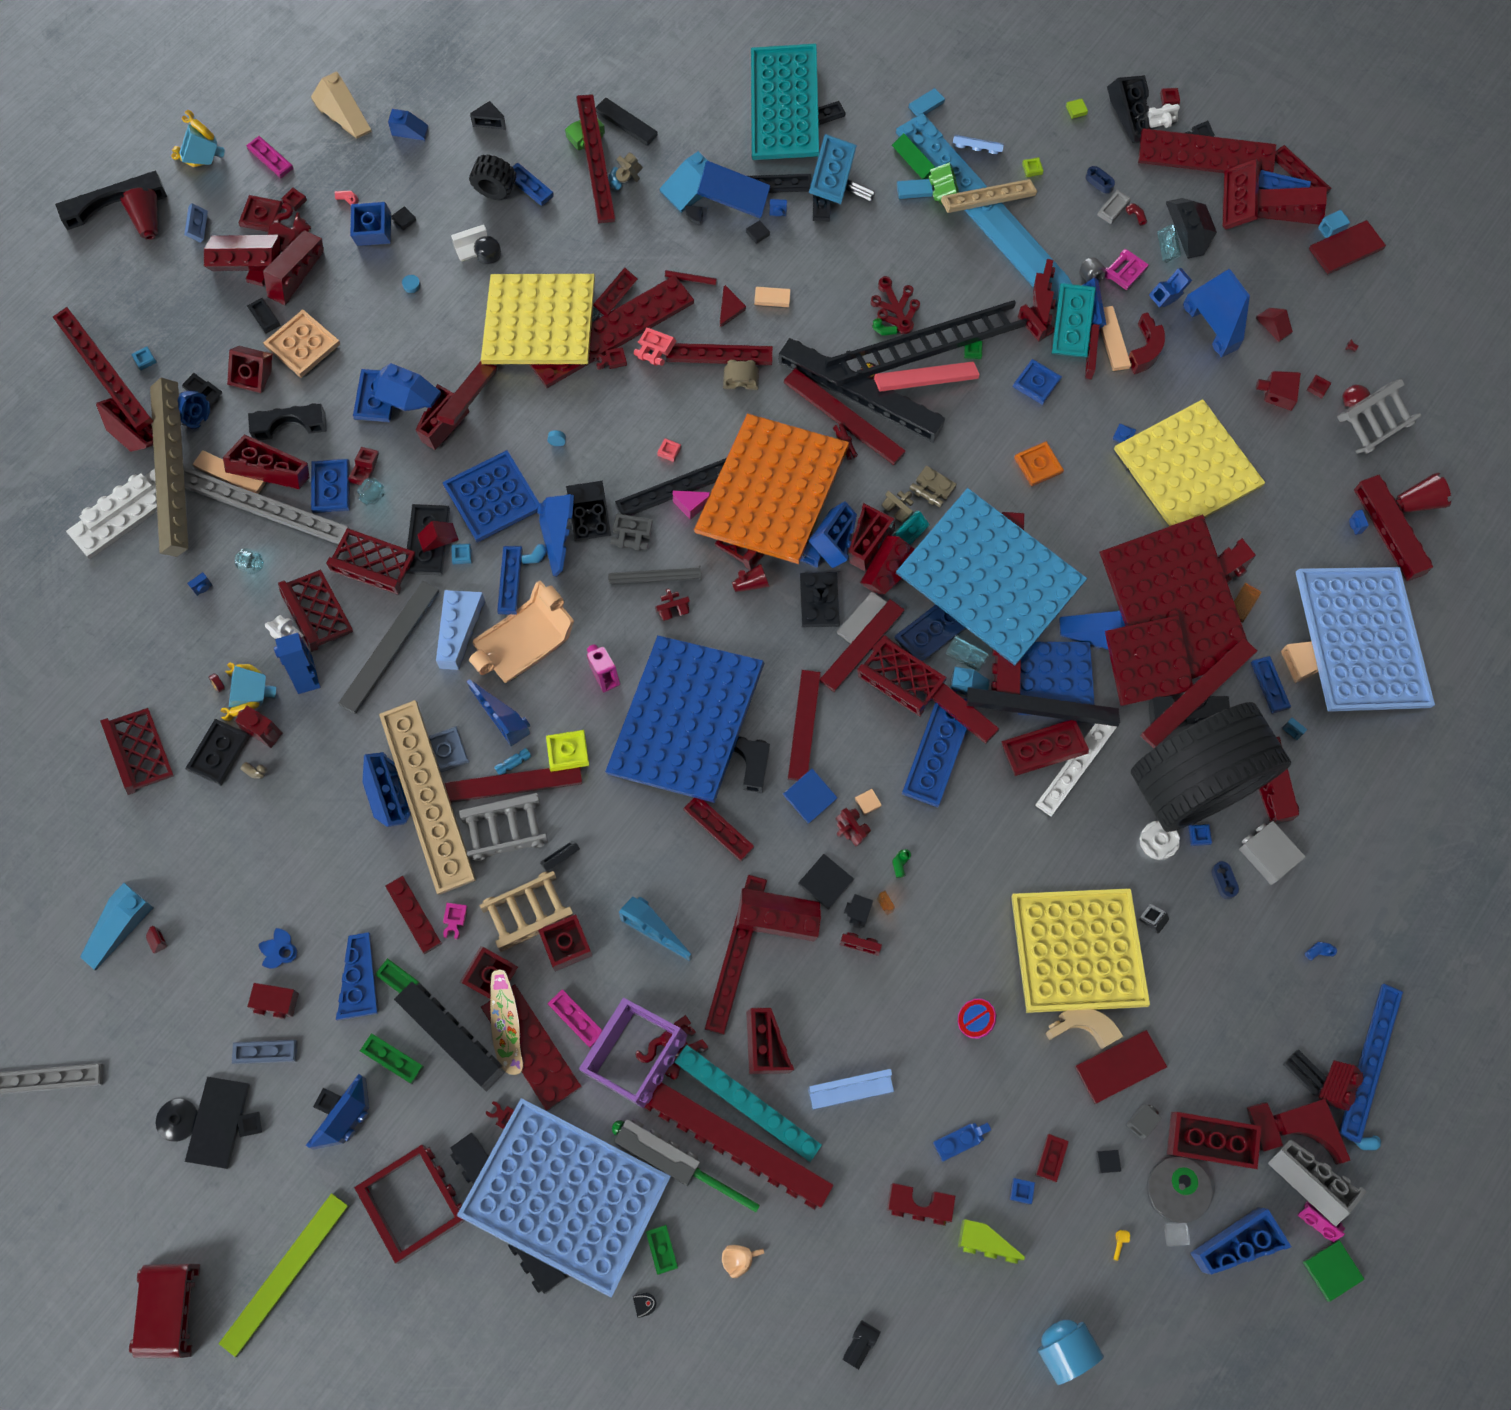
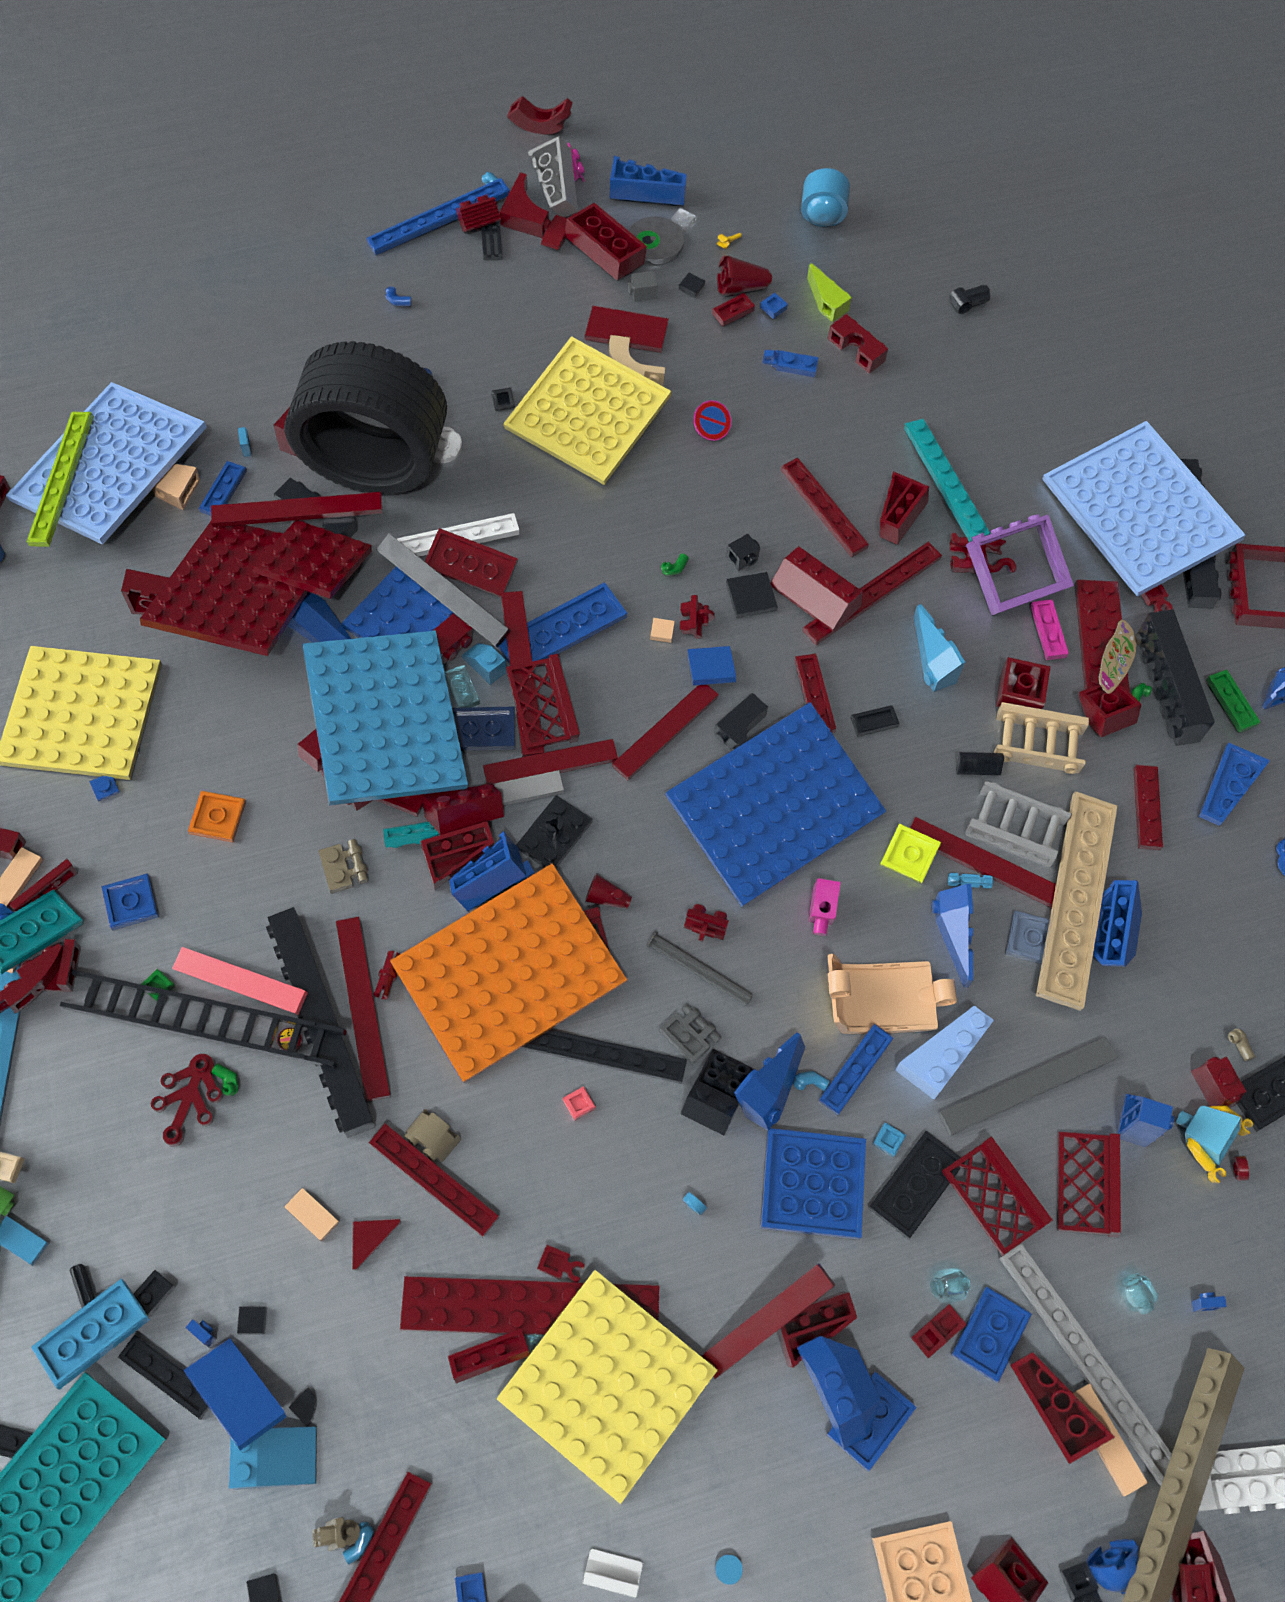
camera: 145 degrees left, 5 degrees down
(265, 423) = (1032, 1476): black arch -> none
(281, 627) = (1139, 1173): white hips -> none
(395, 976) = (1192, 763): green tile -> none
(436, 535) = (906, 1170): dark red slope -> none
(454, 916) = (1111, 777): dark pink plate -> none
(473, 1009) = (1141, 689): none -> green arm
(487, 249) = (599, 1548): black hair -> none
(644, 1304) = (1117, 416): black tile -> none
(656, 341) = (494, 1241): coral plate -> none
(661, 841) = (874, 720): none -> black tile
(661, 1250) = (1081, 436): green plate -> none
(668, 1158) = (1037, 486): piece -> none
(690, 277) = (382, 1314): dark red bar -> none
(690, 502) = (603, 1019): dark pink slope -> none
(738, 1259) = (1024, 396): light nougat piece -> none
(740, 1146) = (973, 463): dark red brick -> none
(829, 1007) = (824, 507): none -> dark red tile
(851, 1089) = (851, 443): light blue fence -> none
(852, 941) = (762, 527): dark red plate -> none
(885, 902) = (715, 543): clear orange tile -> none
(892, 501) = (391, 867): dark tan hips -> none
(1070, 1197) = (741, 276): none -> dark red cone
(1245, 600) = (166, 564): clear orange tile -> none
(1333, 1270) = (593, 139): green tile -> none
(1378, 600) = (60, 479): none -> lime tile
(1400, 1249) = (539, 120): none -> dark red arch

